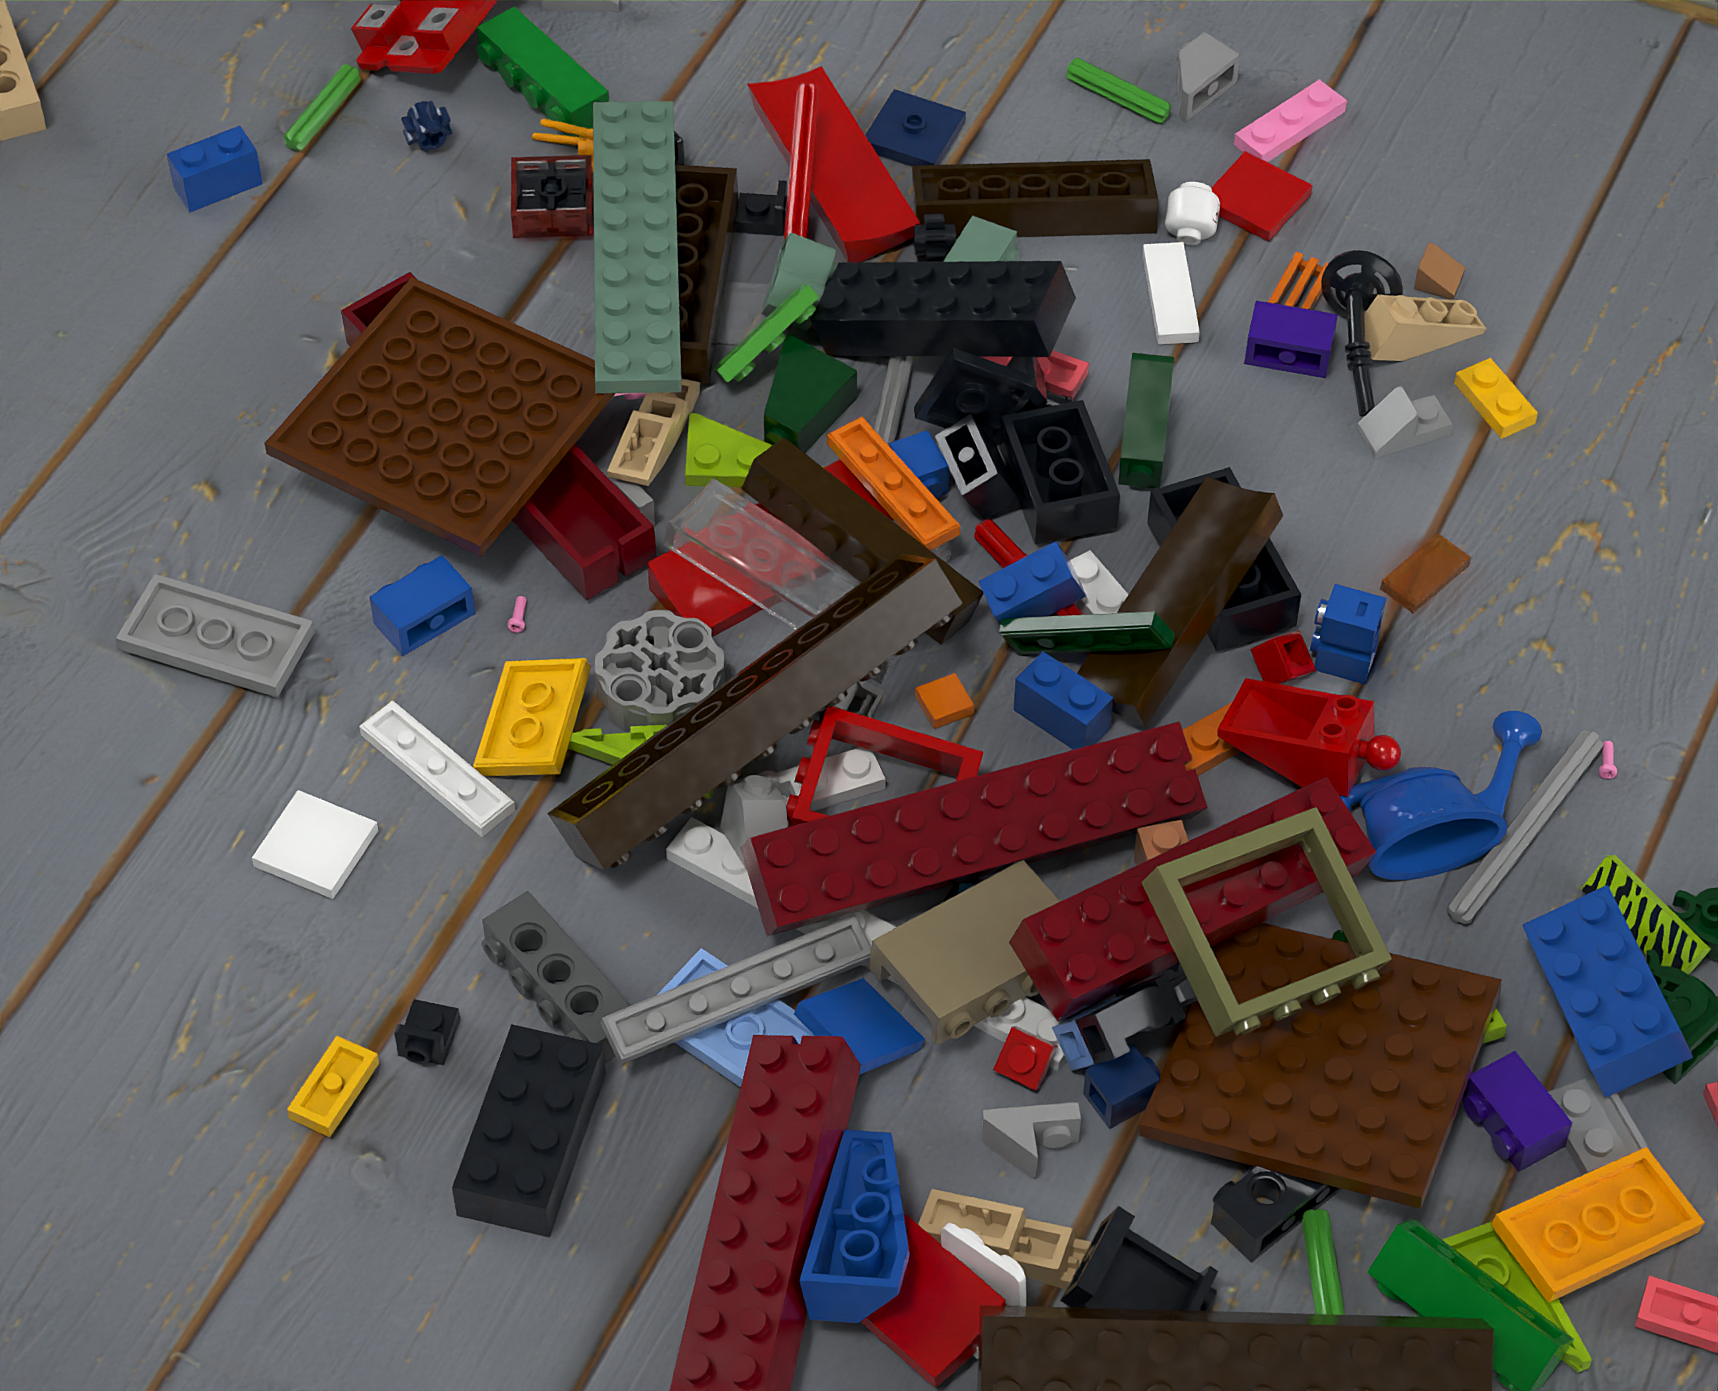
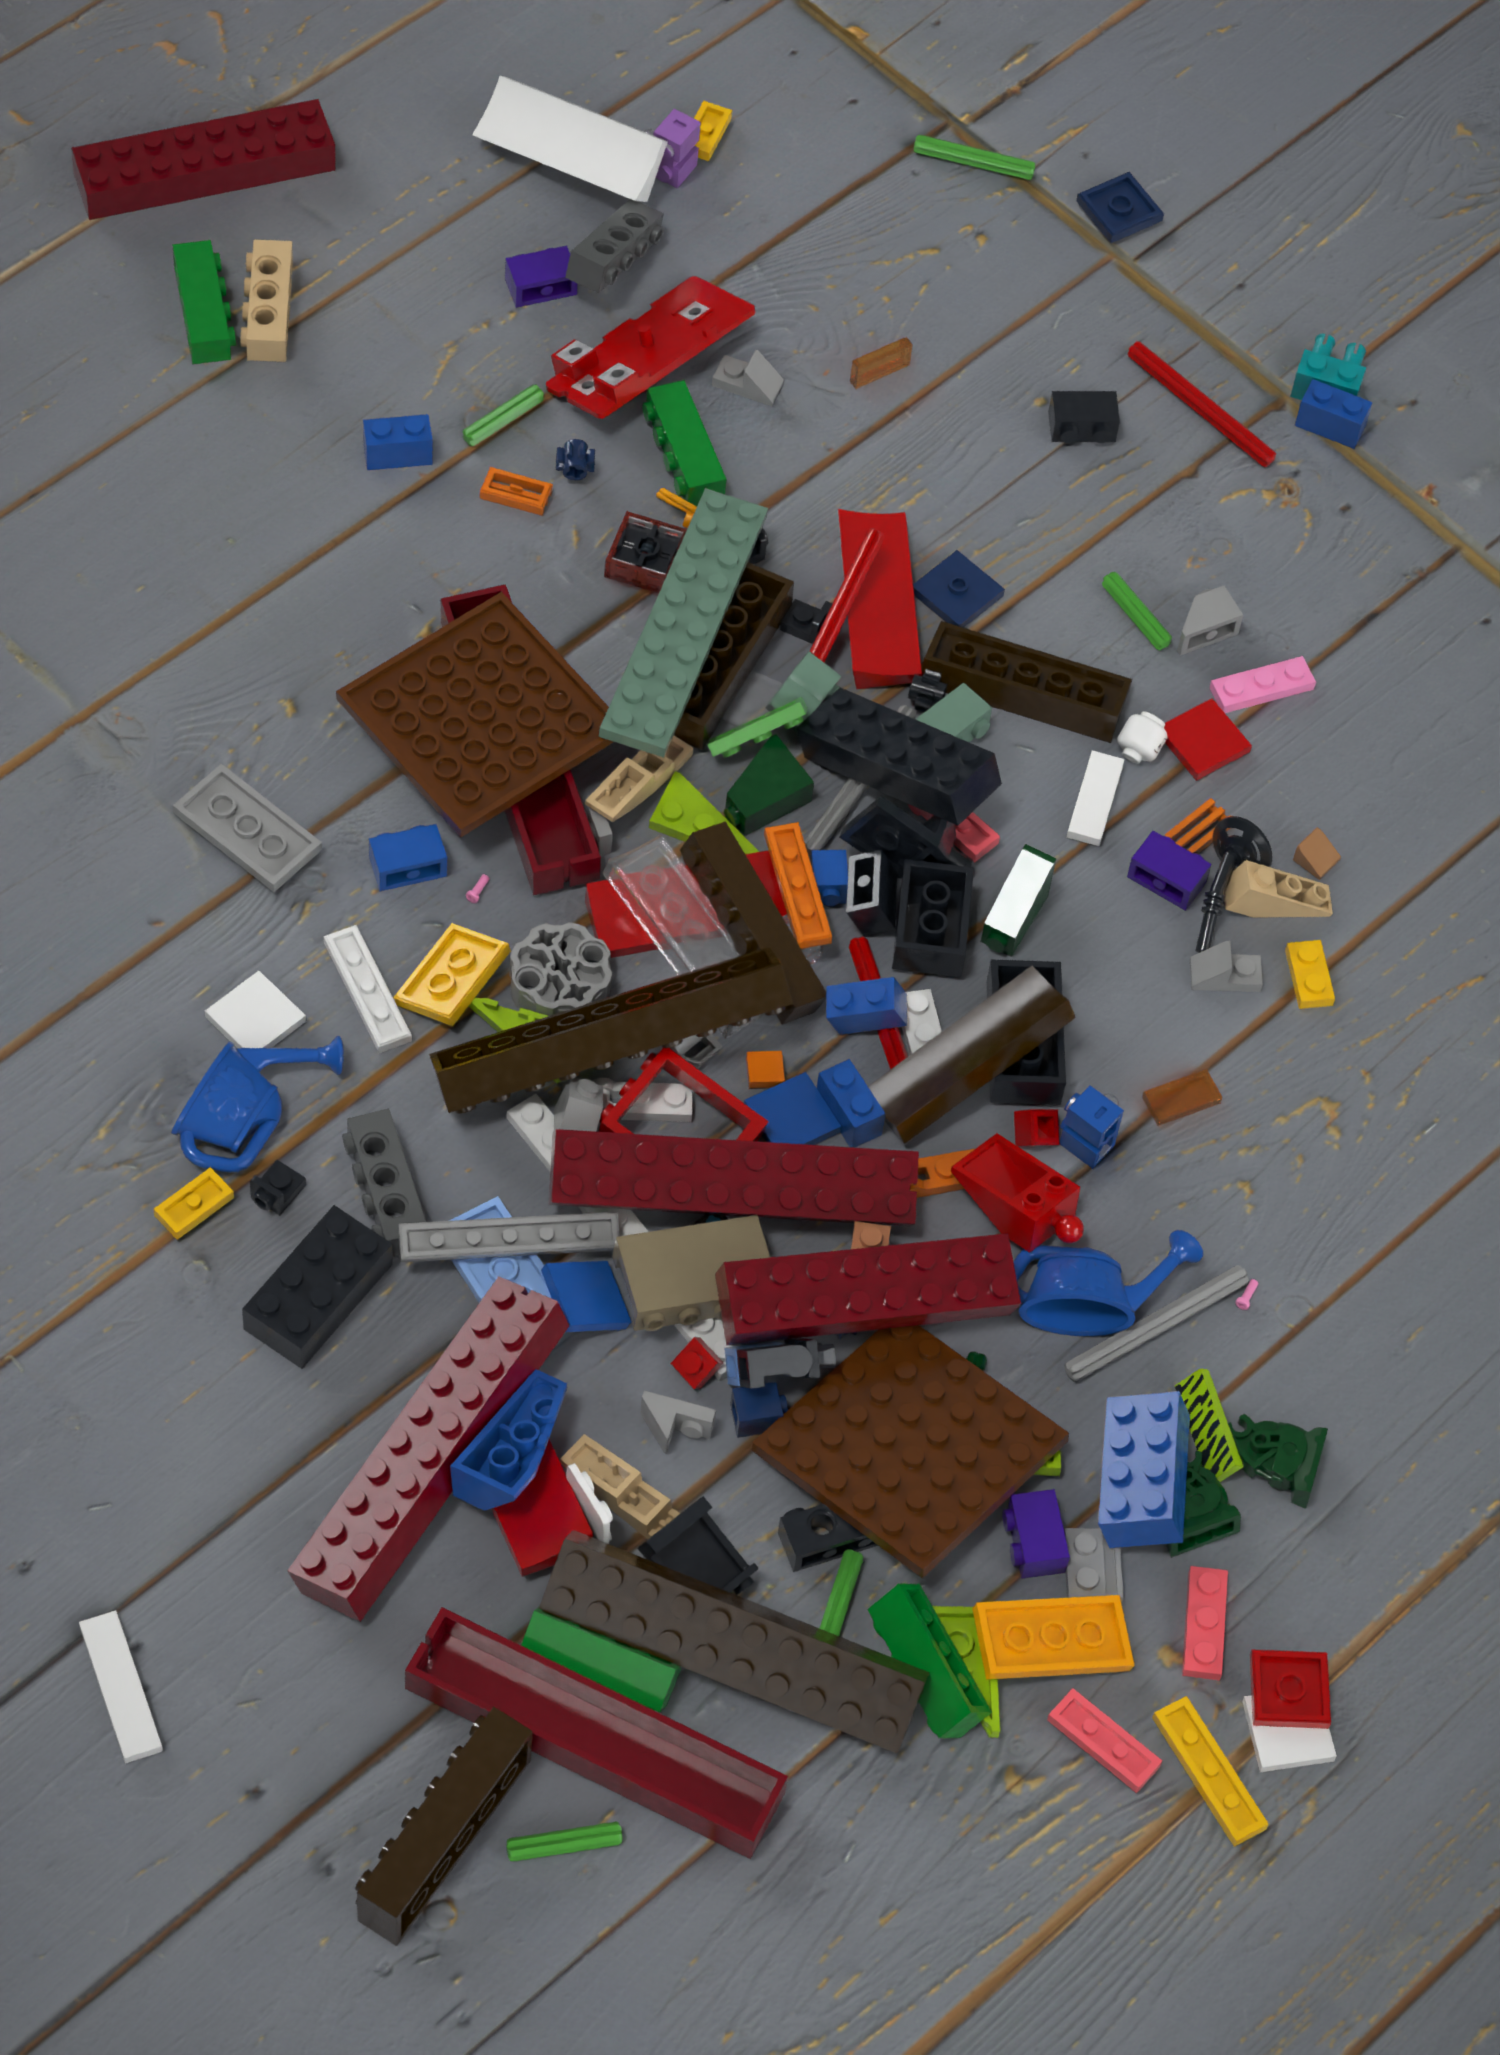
camera: 15 degrees right, 5 degrees up
(340, 946) = (240, 1101): none -> blue piece
(371, 181) = (514, 495): none -> orange tile
(1004, 733) = (795, 1112): none -> blue tile
(1087, 633) = (887, 1056): dark green tile -> none
(1196, 956) = (899, 1268): olive window -> none

